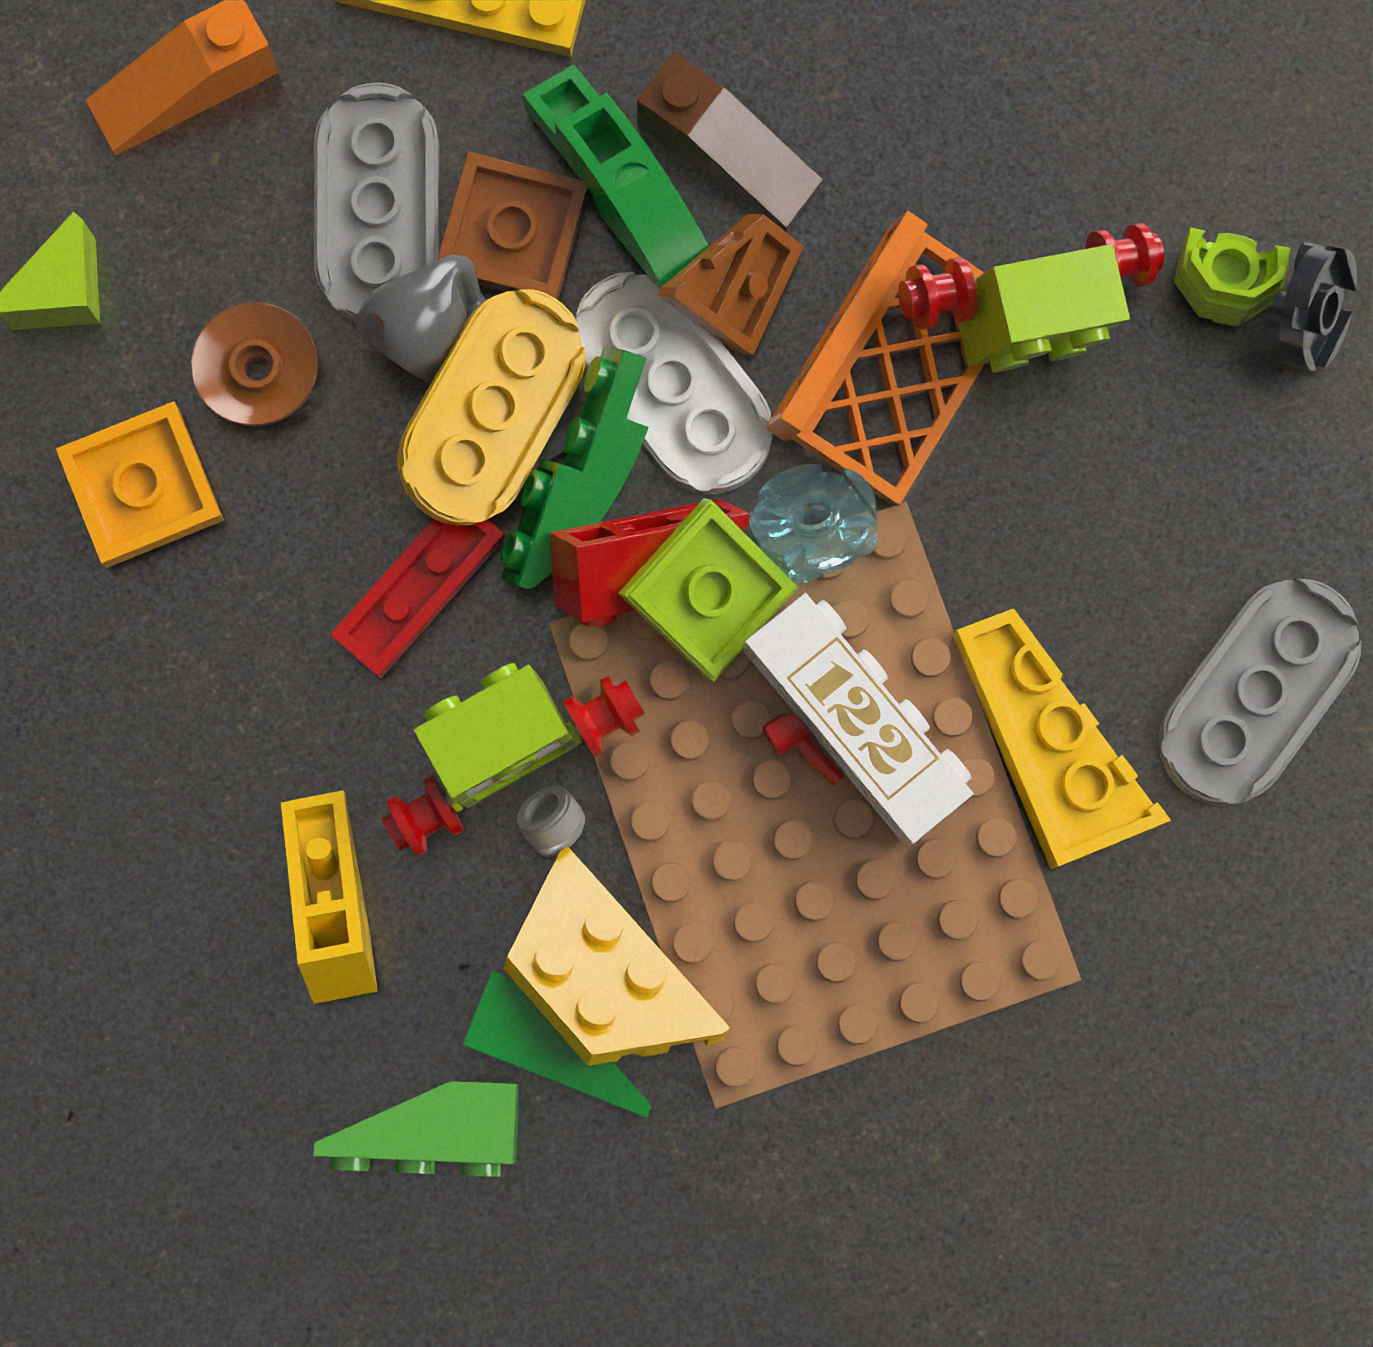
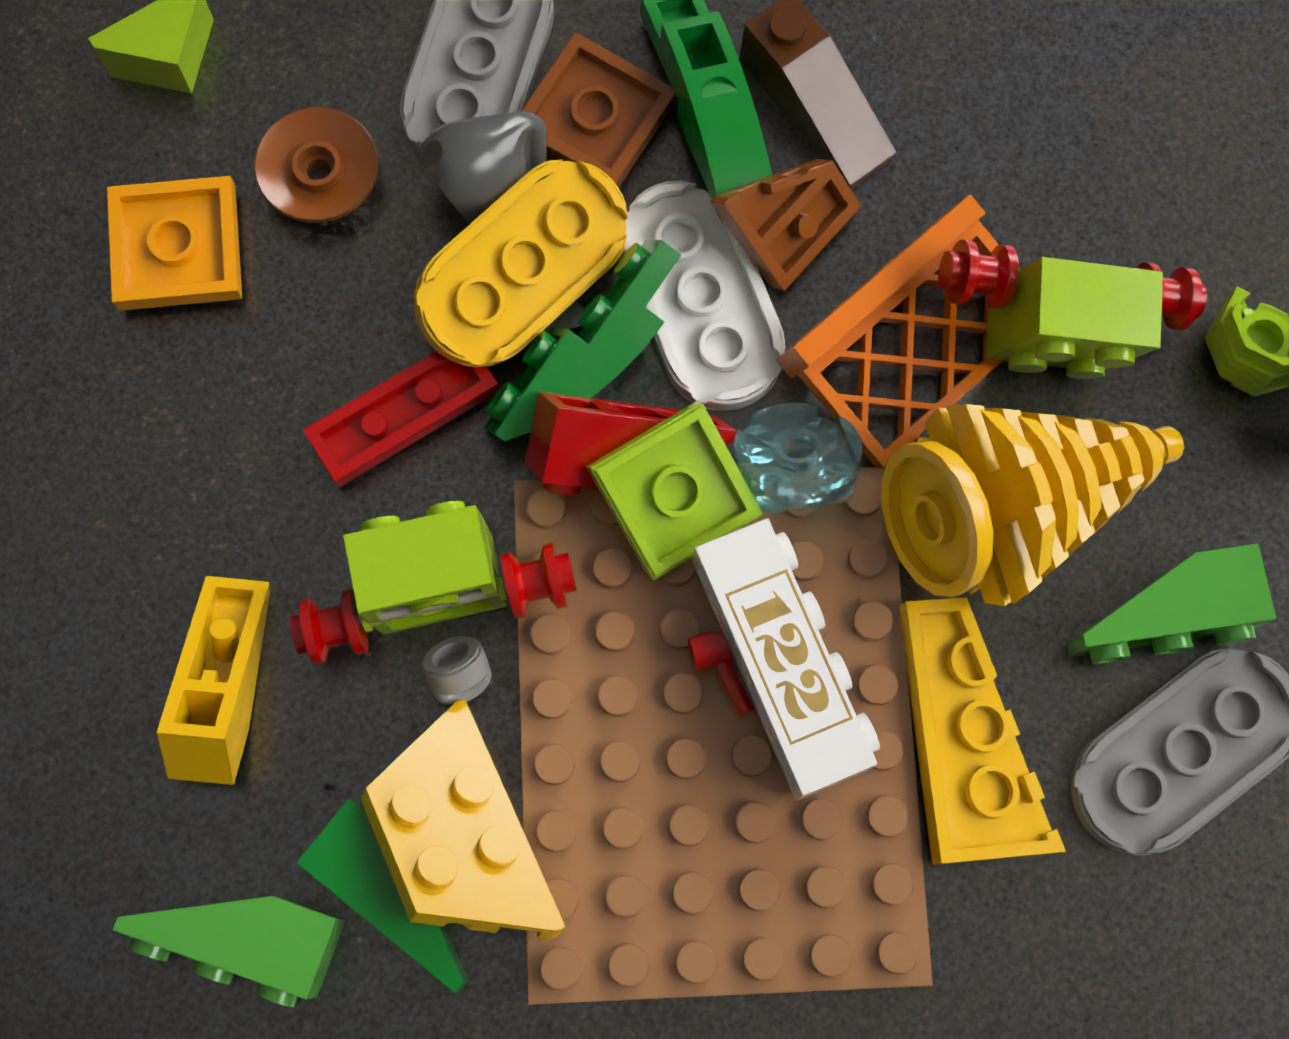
camera: 15 degrees right, 5 degrees down
(1030, 497) = (1011, 494): none -> yellow plant
(1231, 543) = (1201, 597): none -> bright green slope

